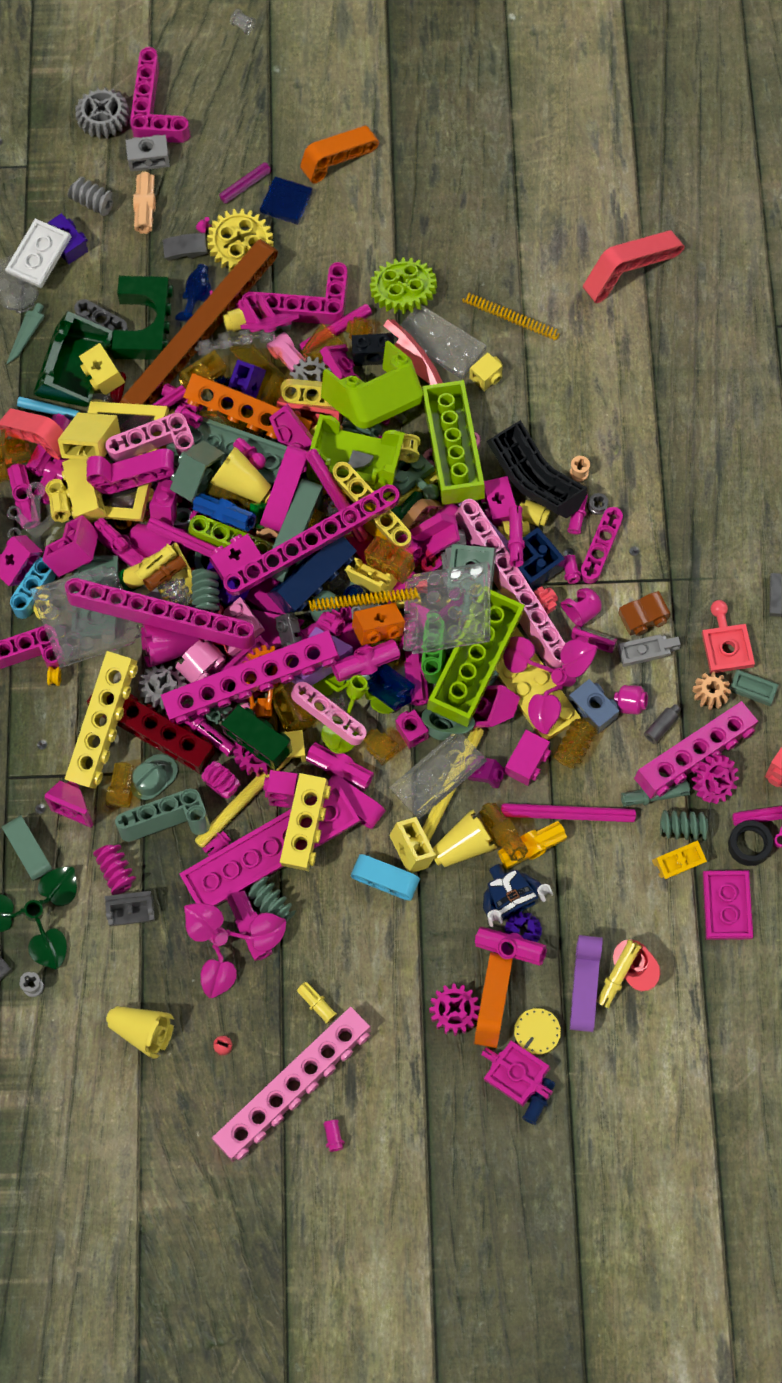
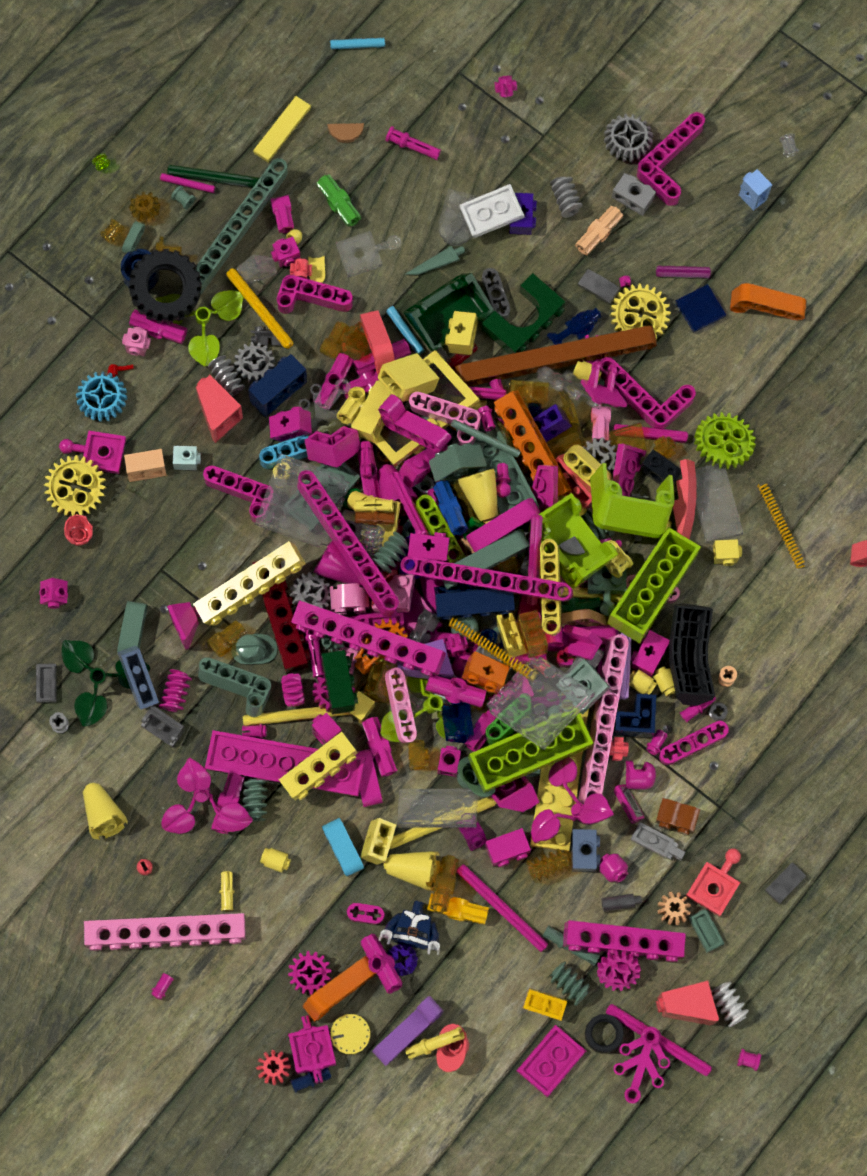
camera: 35 degrees right, 5 degrees up
(54, 676) = (247, 525): yellow bush -> none
(71, 882) = (138, 677): none -> sand blue brick
(201, 430) = (485, 438): none -> sand green bar
(246, 72) = (755, 189): none -> light blue brick
(335, 938) = (275, 859): none -> light yellow brick
(459, 922) = (366, 909): none -> dark pink beam
(497, 1110) = (268, 1072): none -> coral gear
(516, 541) = (629, 694): dark pink pin -> none

